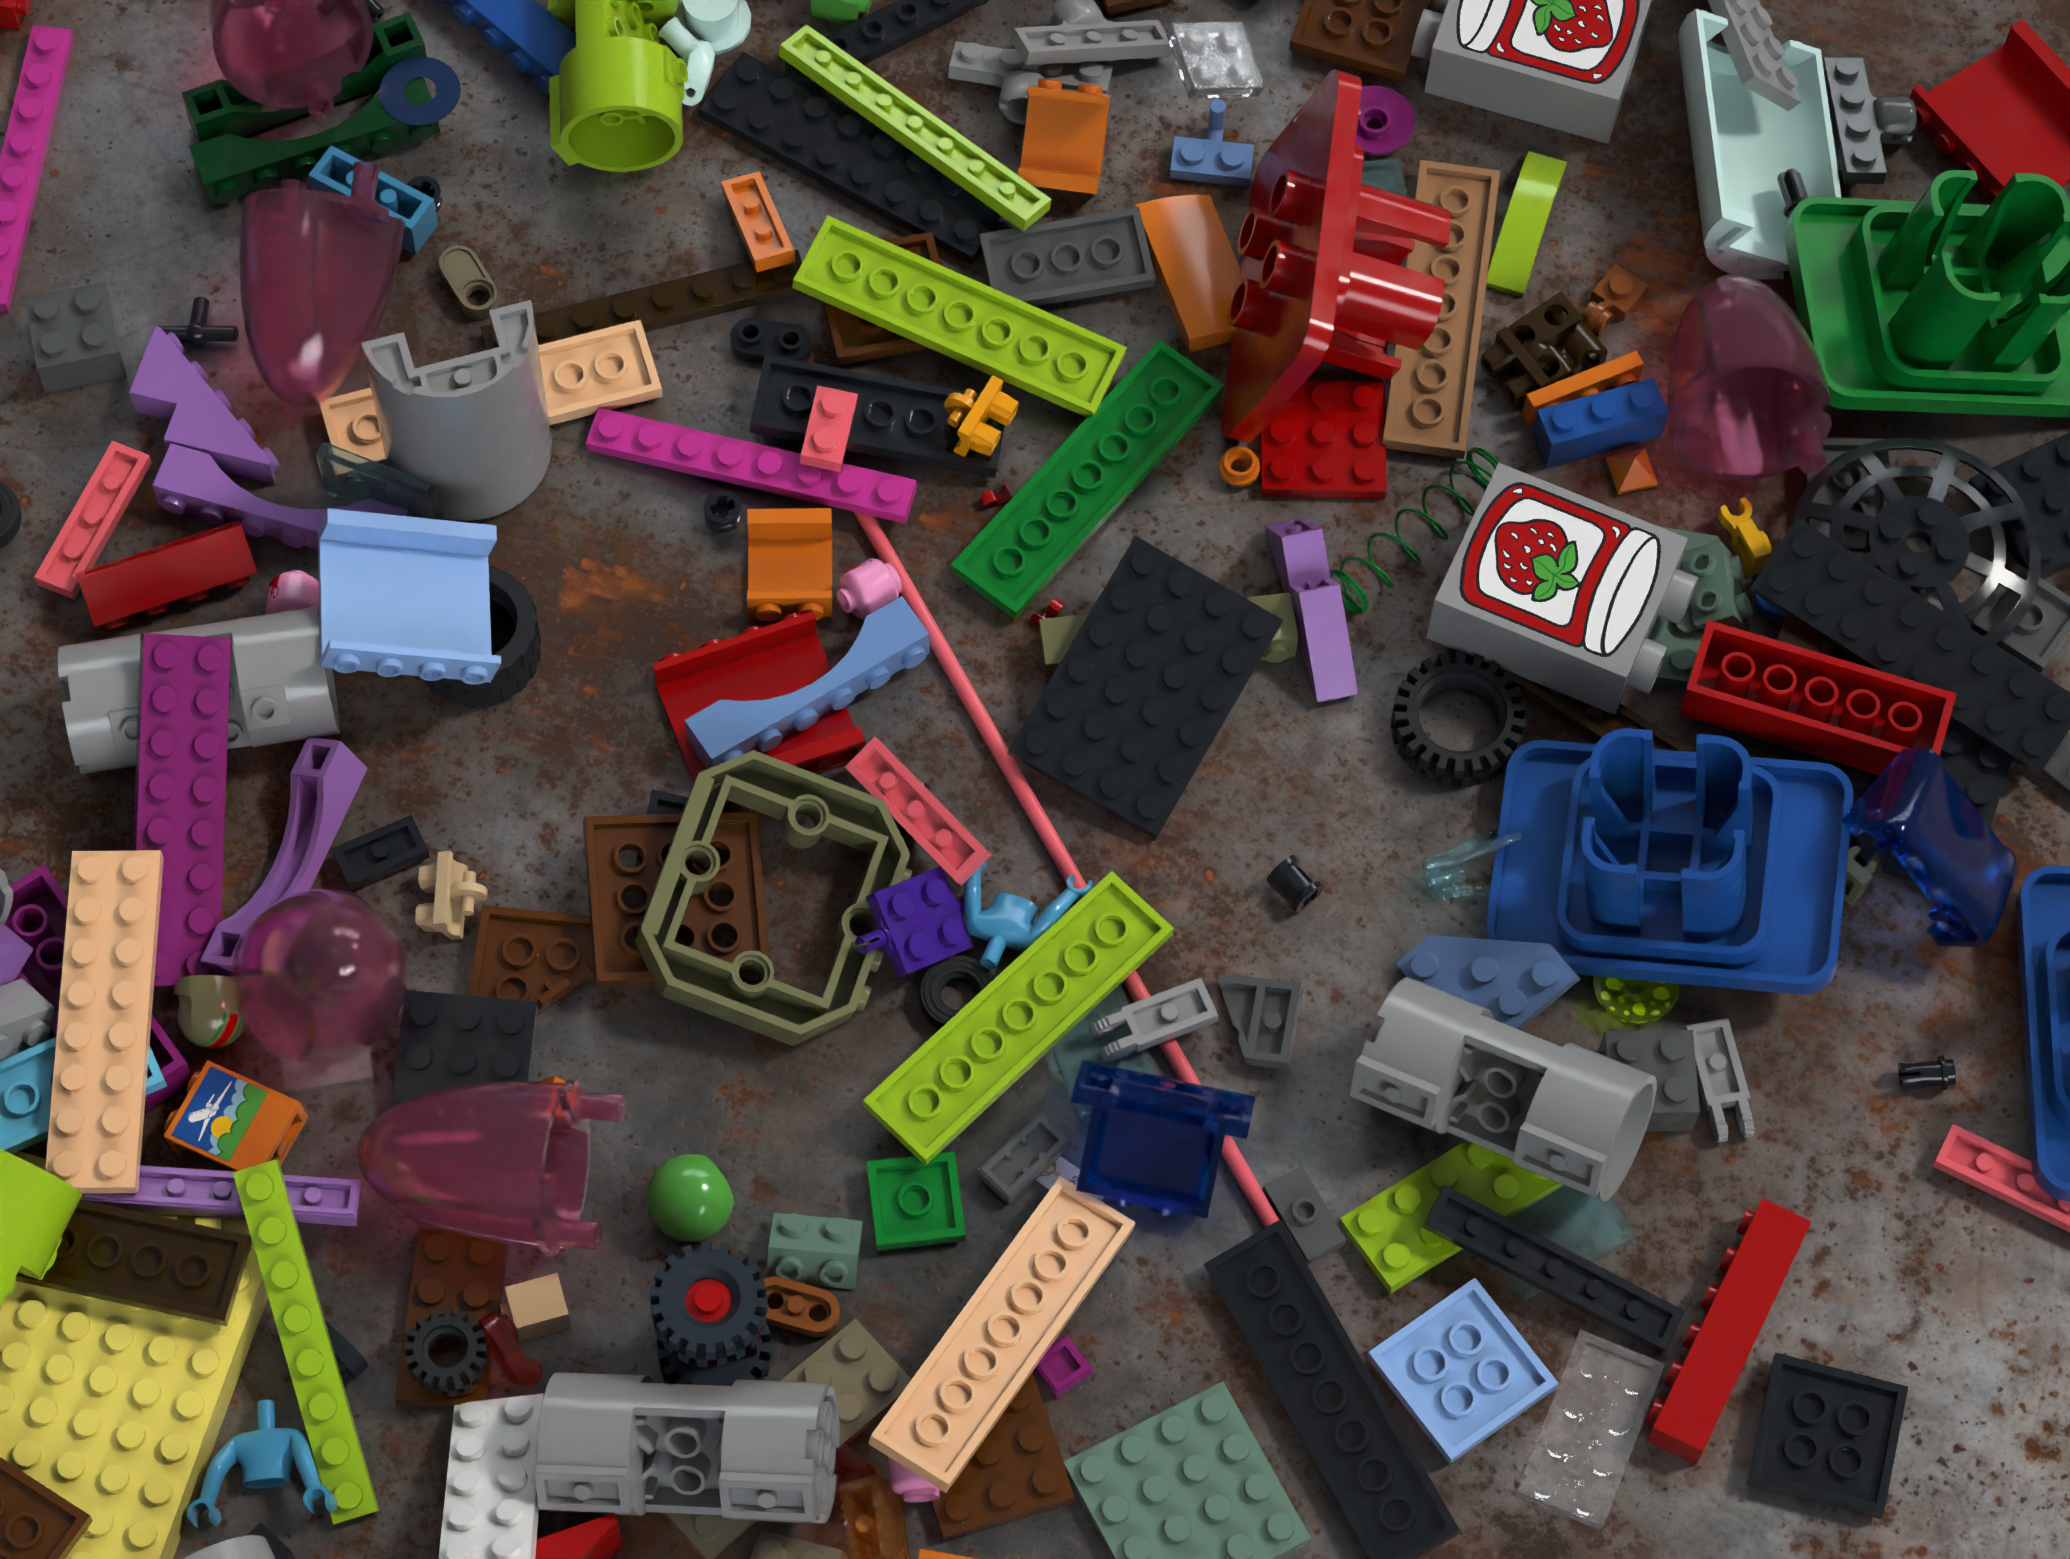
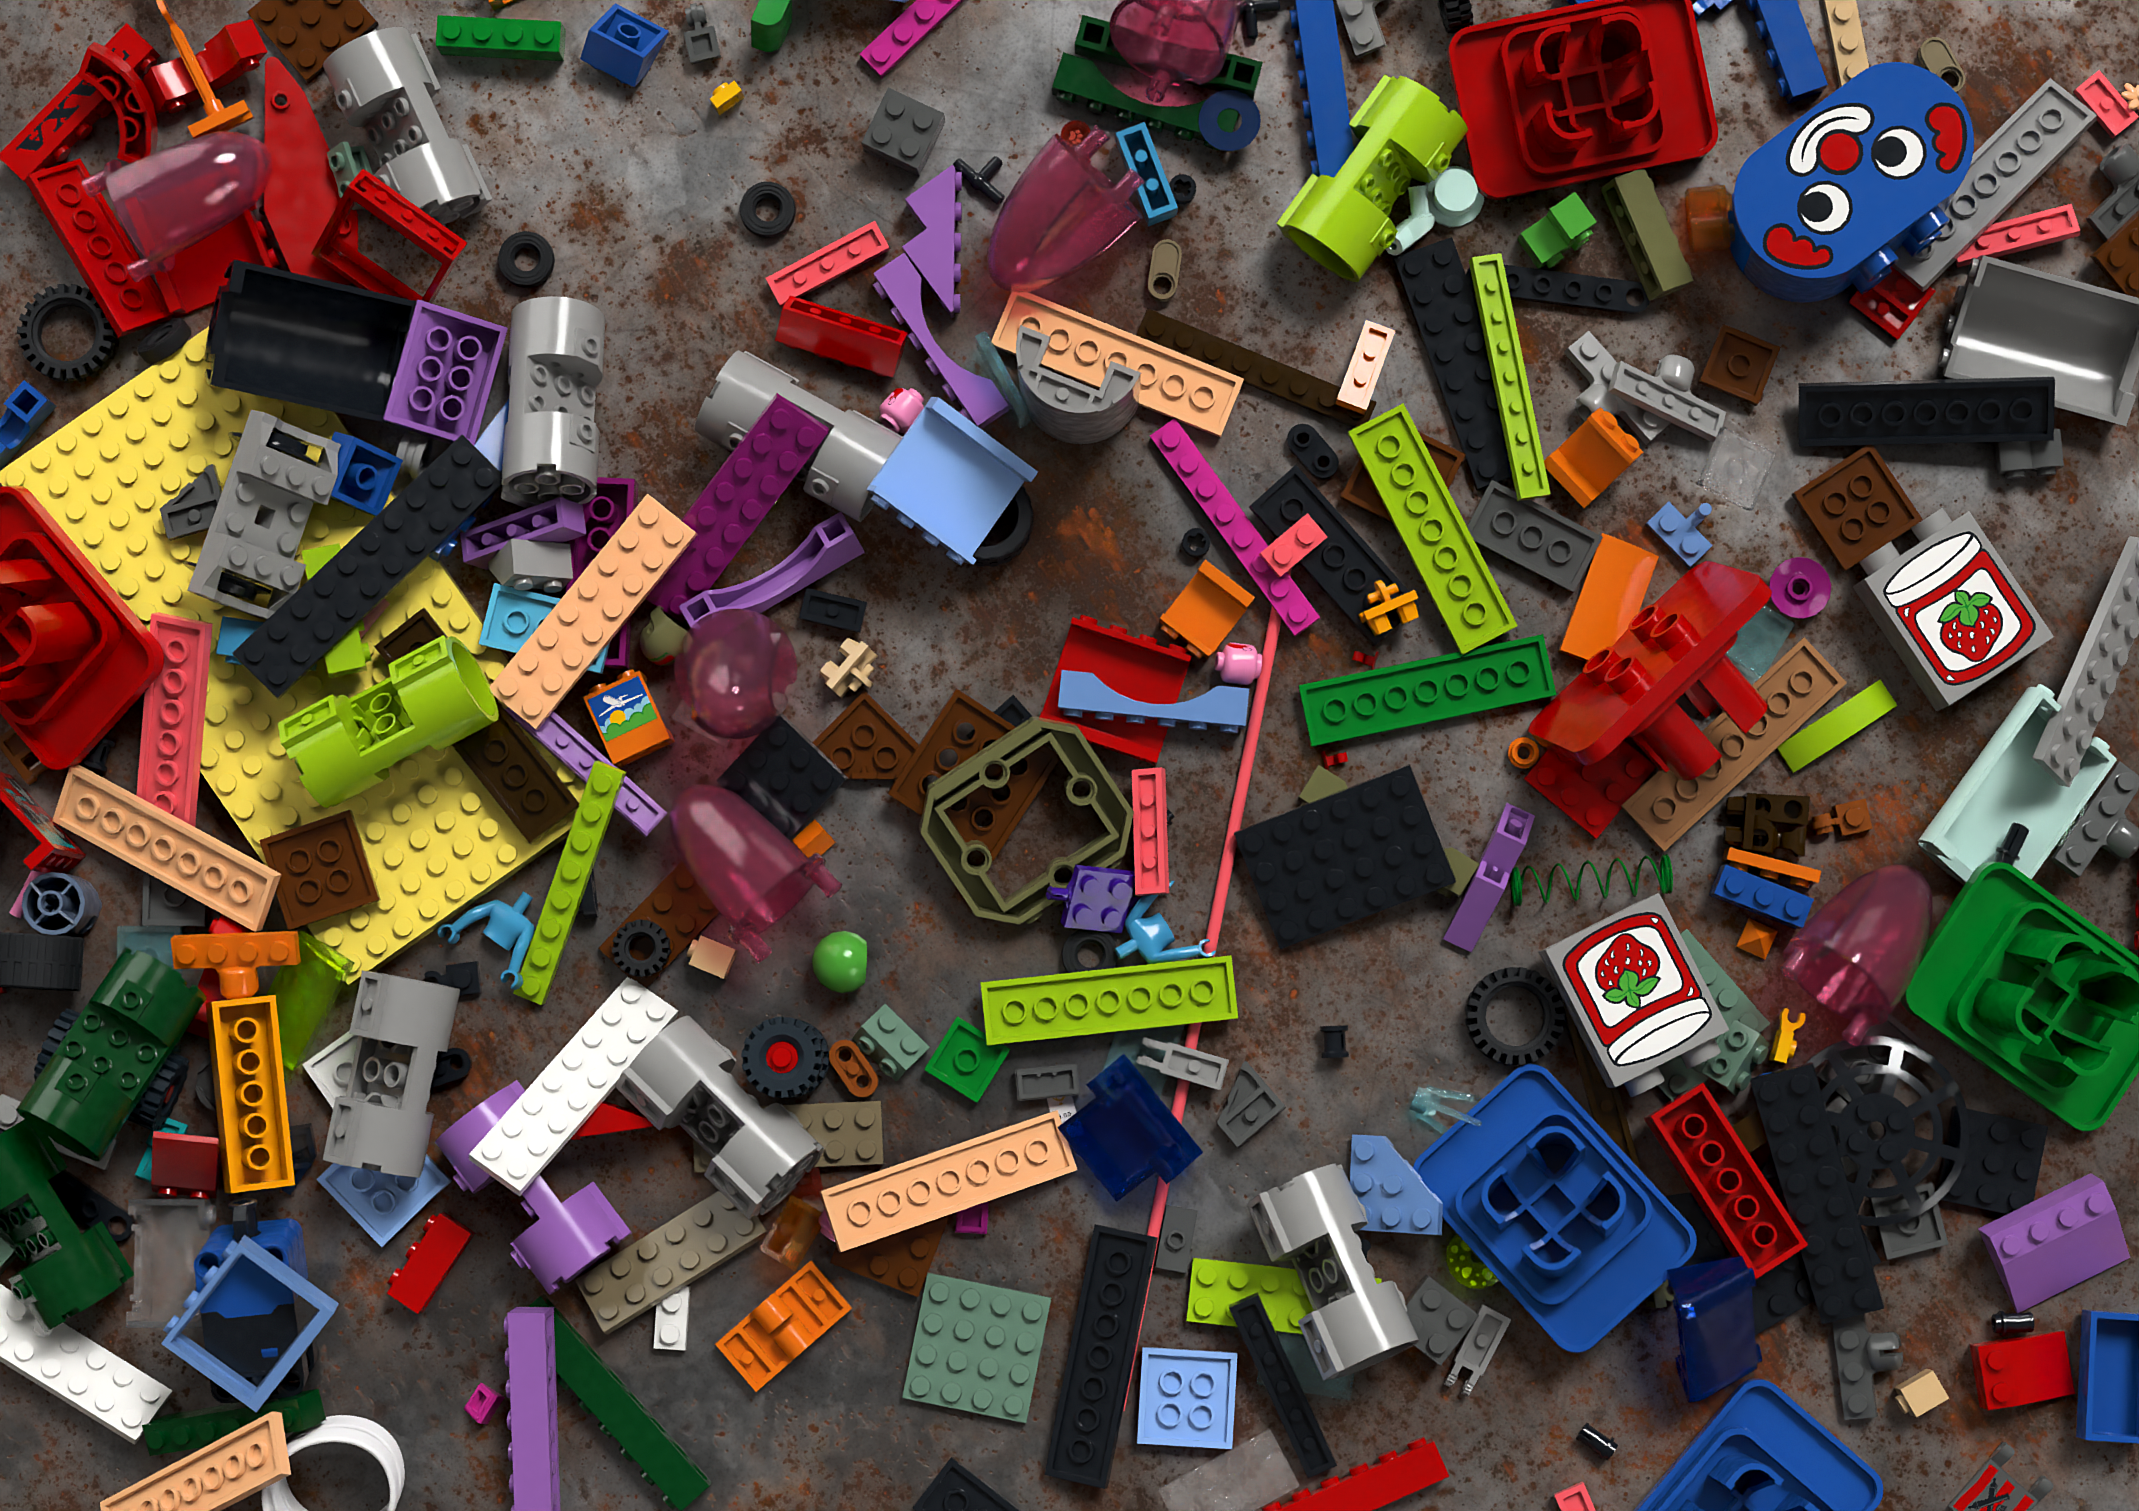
camera: 45 degrees right, 20 degrees up
(501, 1342) = (676, 981): clear red plate -> none

